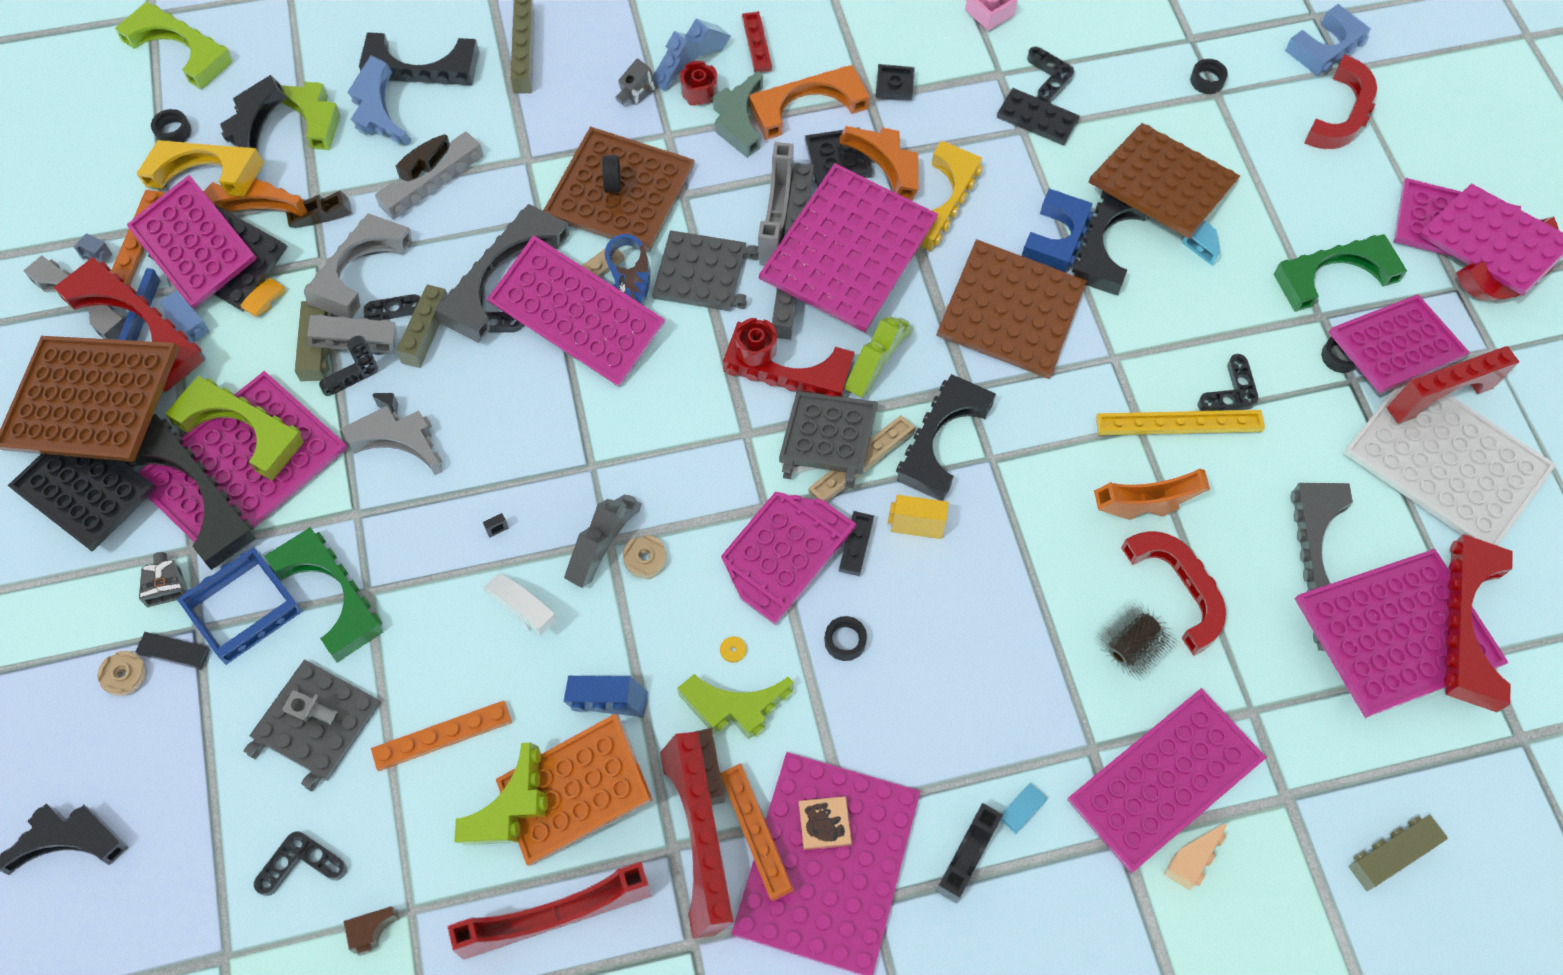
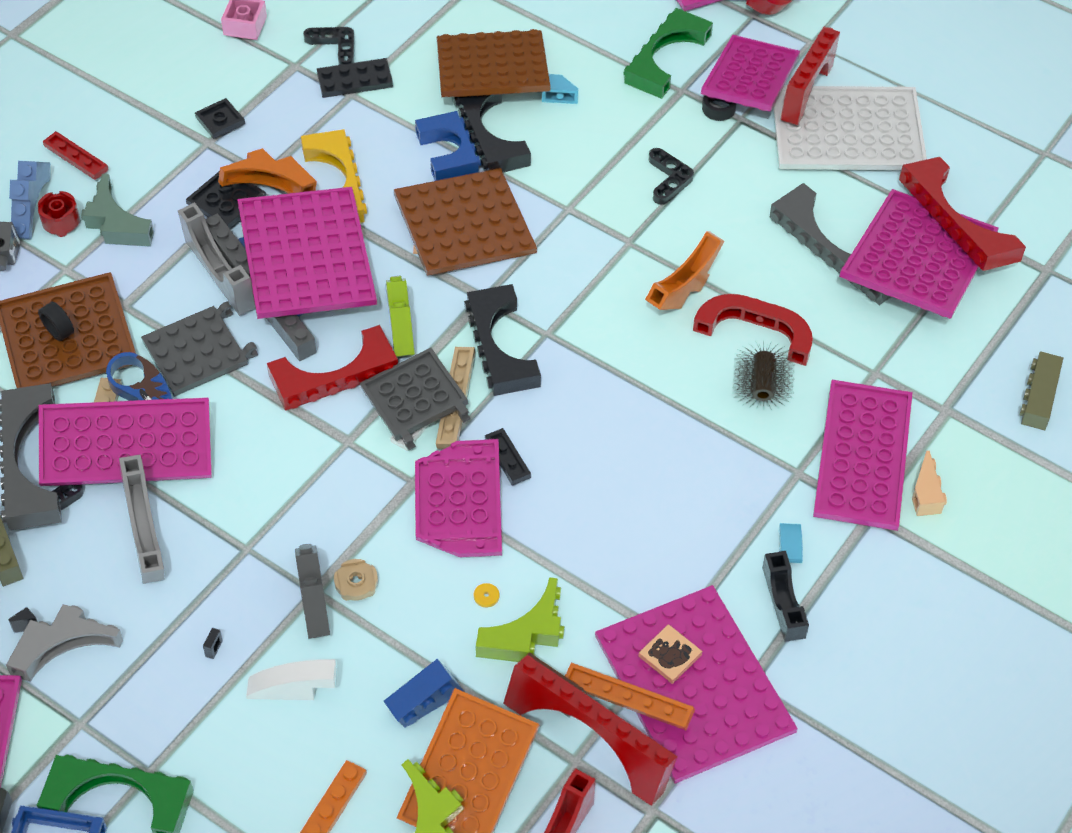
camera: 40 degrees left, 10 degrees down
(515, 412) = (141, 519): none -> light grey arch
(756, 342) = (300, 364): red brick -> none
(839, 84) = (176, 145): orange arch -> none
(850, 622) = (562, 511): black tyre -> none
(918, 516) = (538, 403): yellow brick -> none
(1179, 422) = (654, 221): yellow plate -> none

